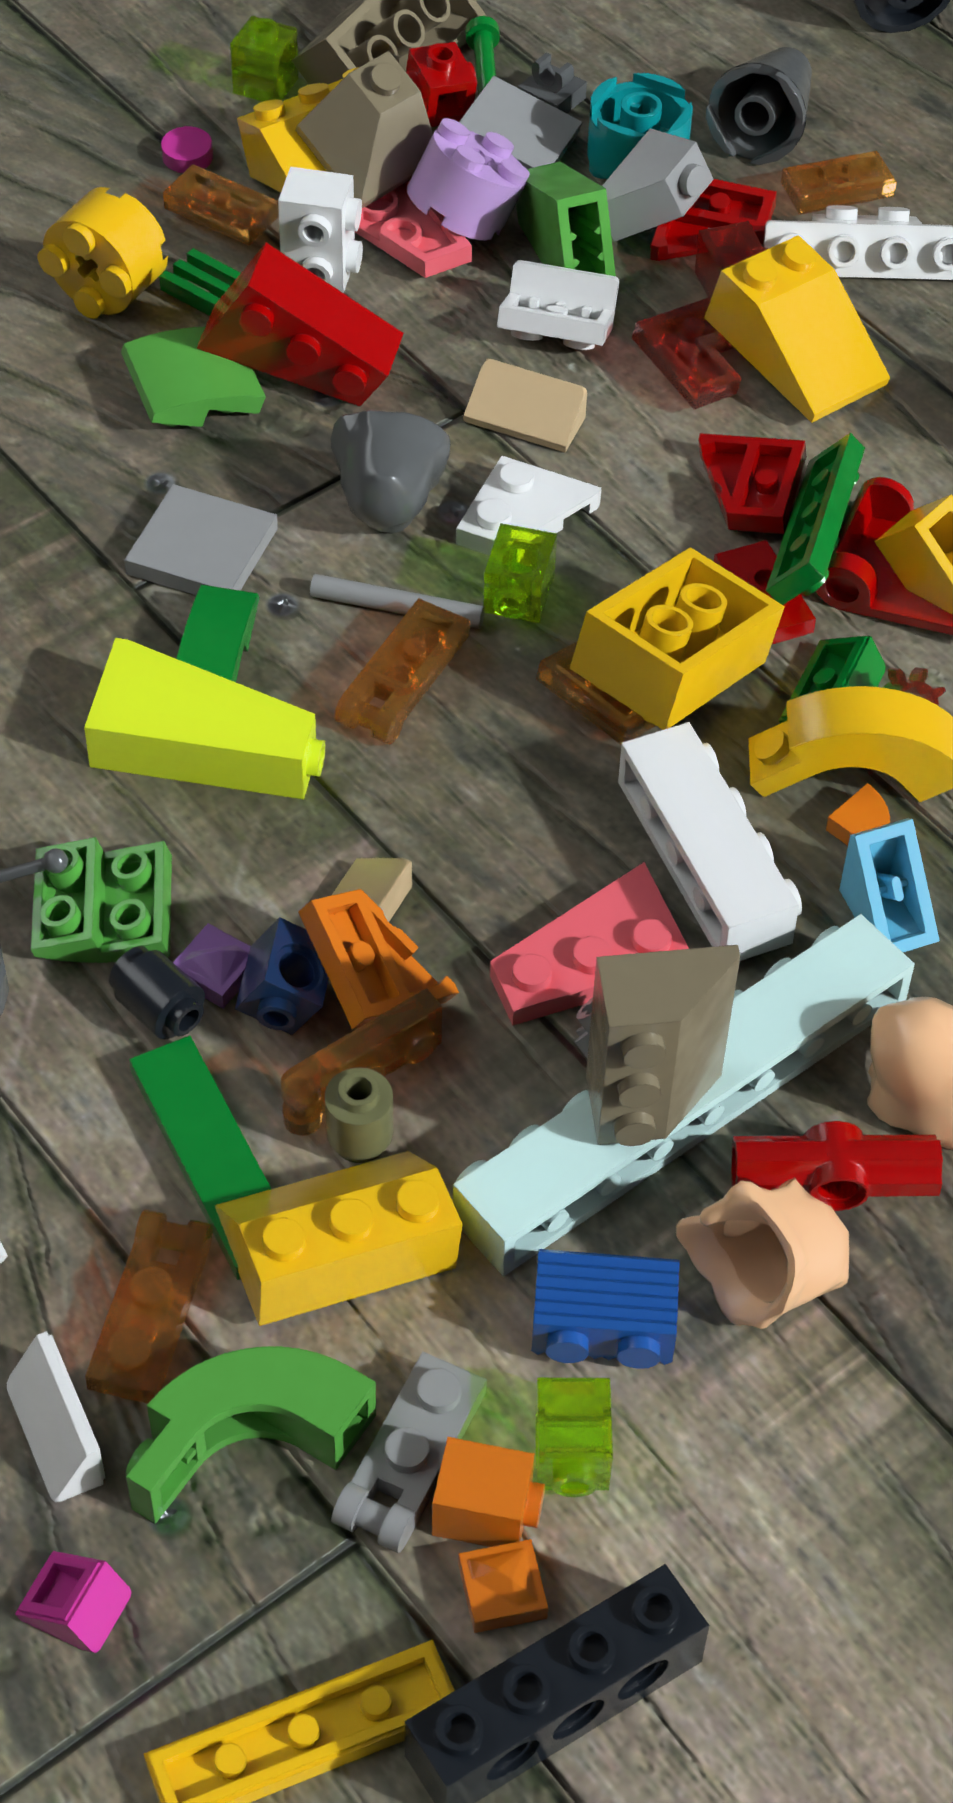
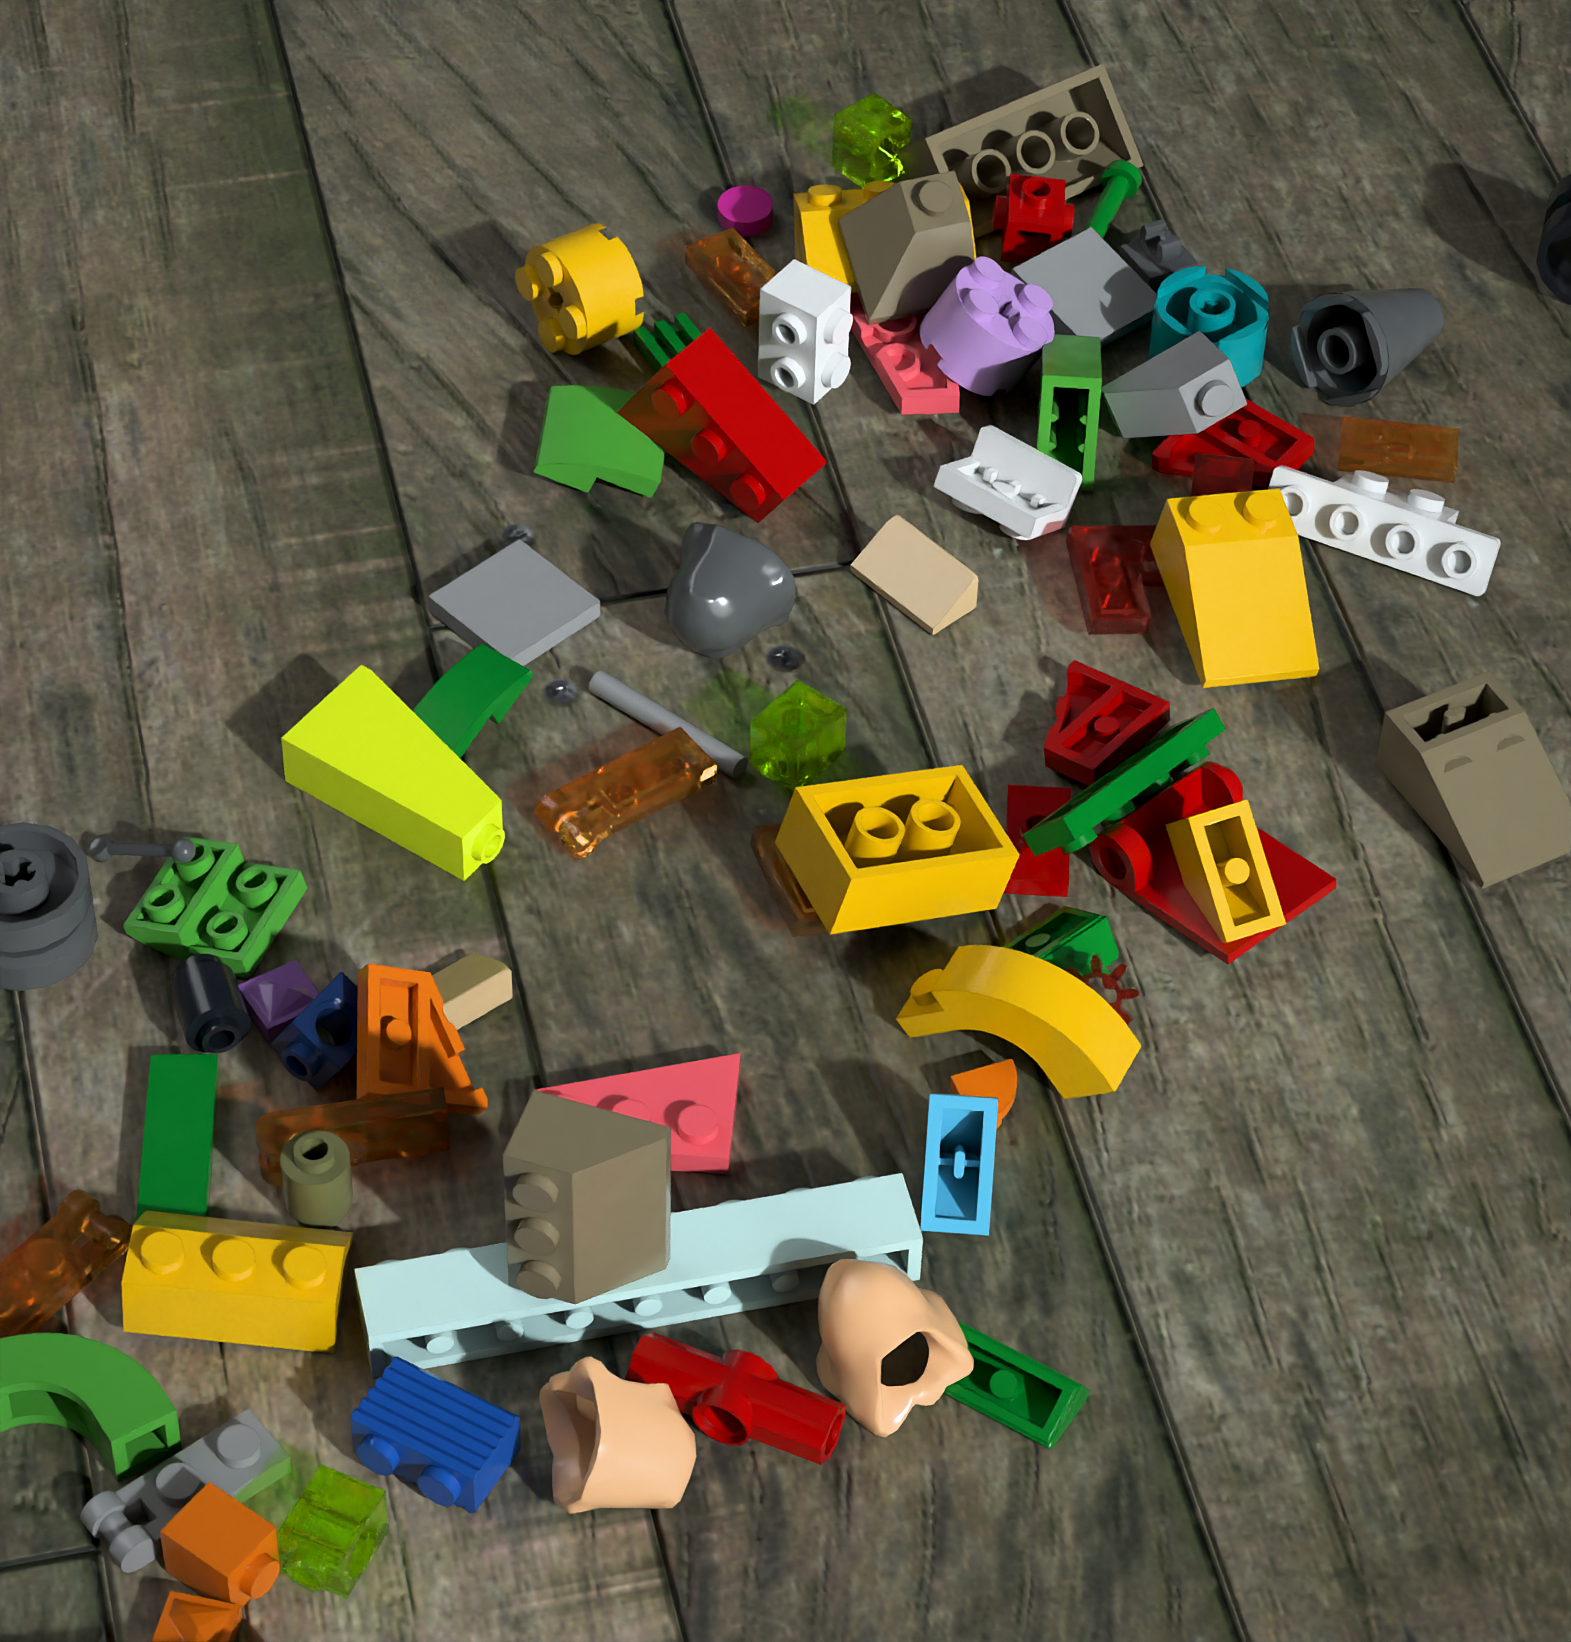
camera: 25 degrees right, 5 degrees down
(522, 498) = (854, 670): white wing -> none
(708, 841) = (805, 1056): white brick -> none

